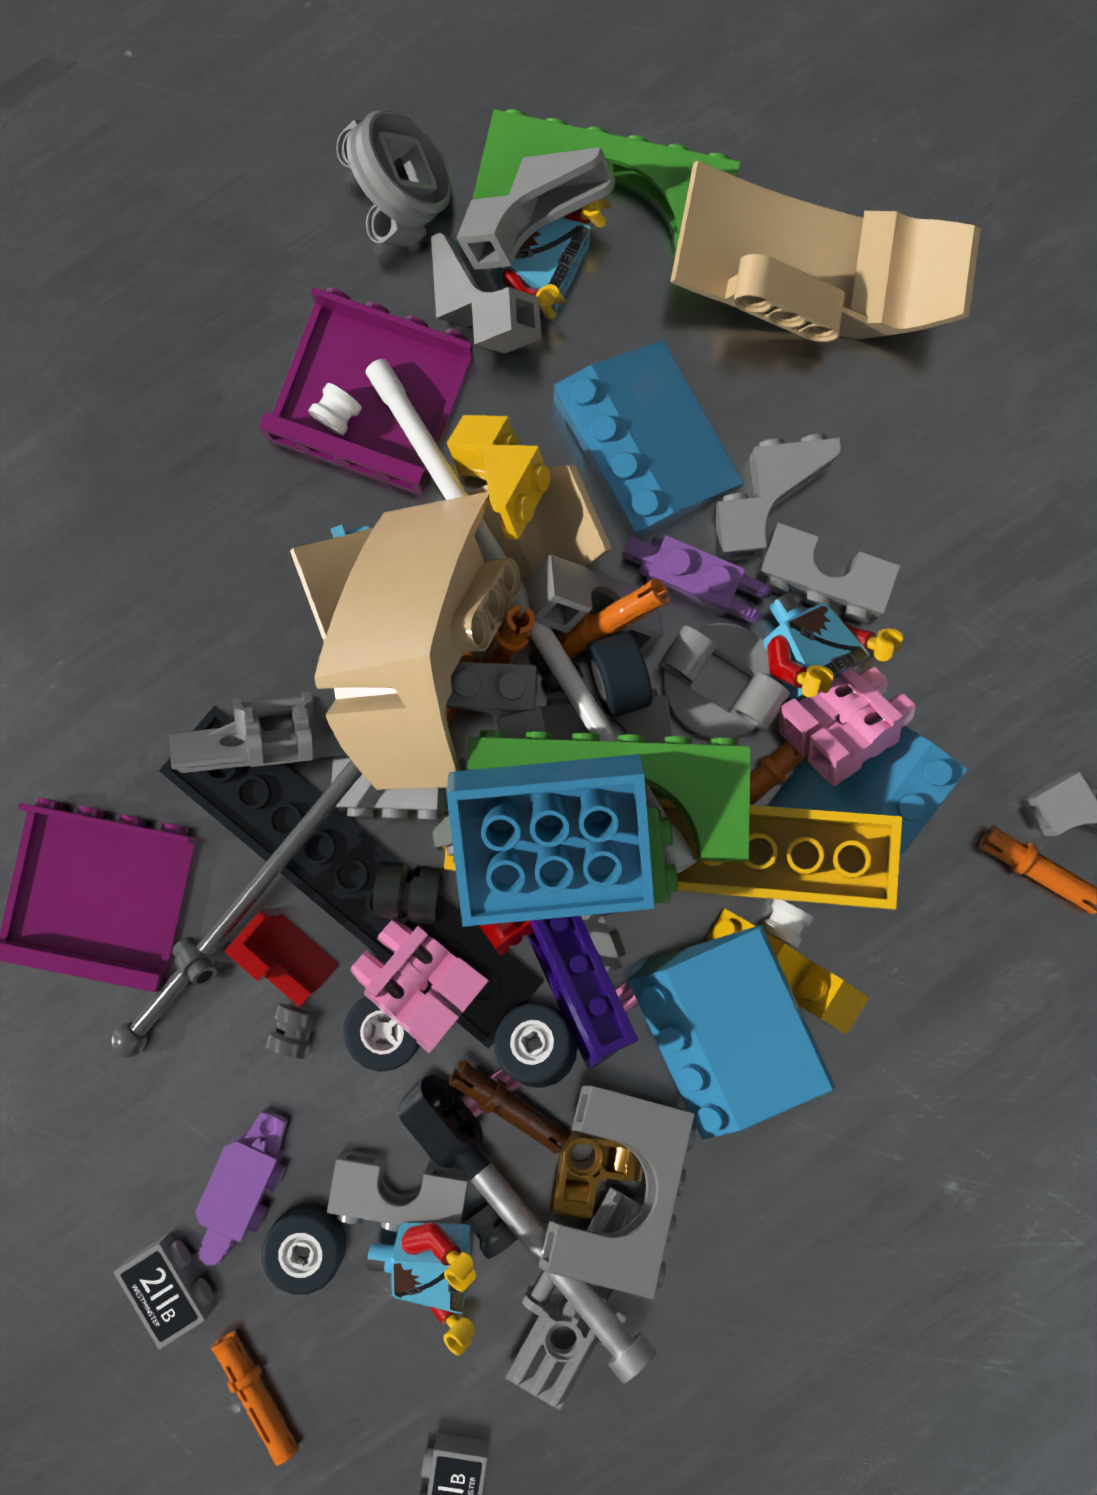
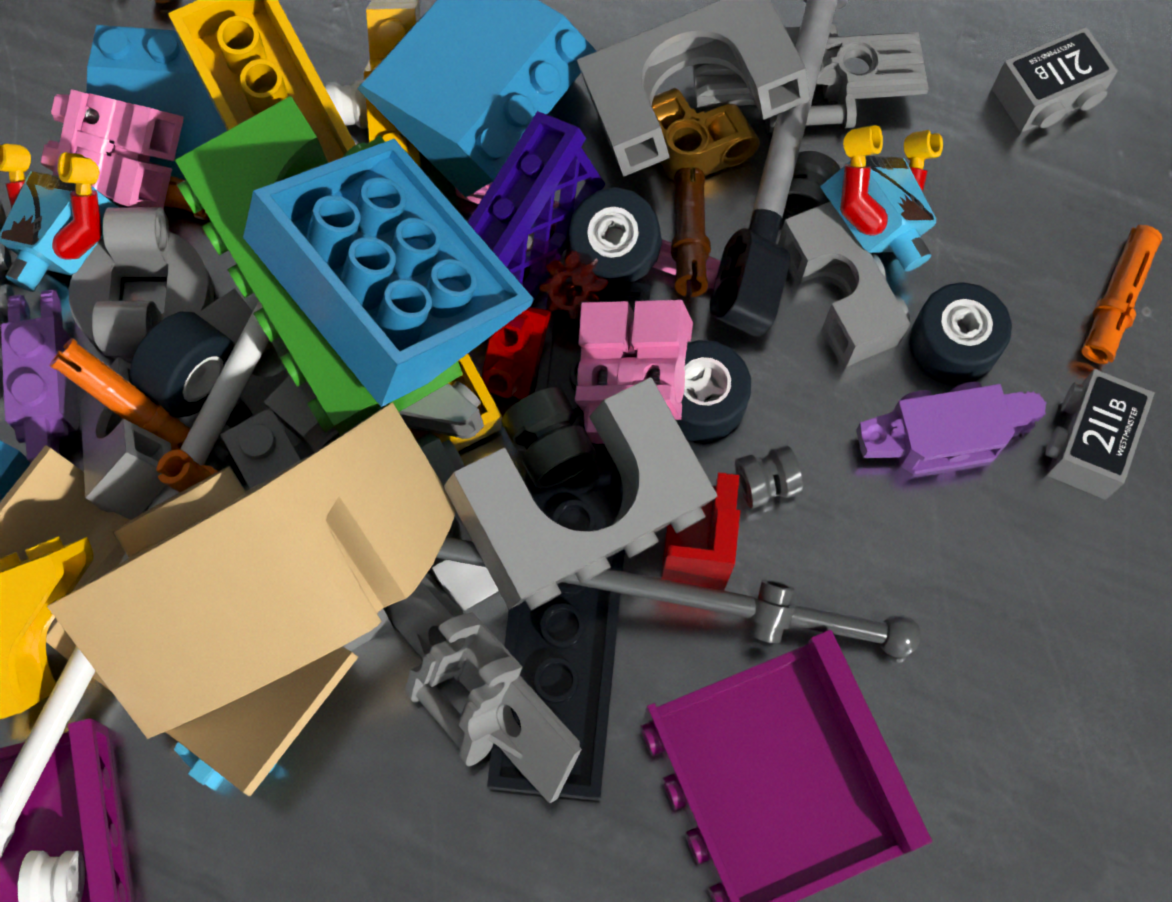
camera: 130 degrees left, 15 degrees down
(299, 931) = (533, 553): none -> light grey arch
(512, 986) = (565, 295): none -> clear red gear

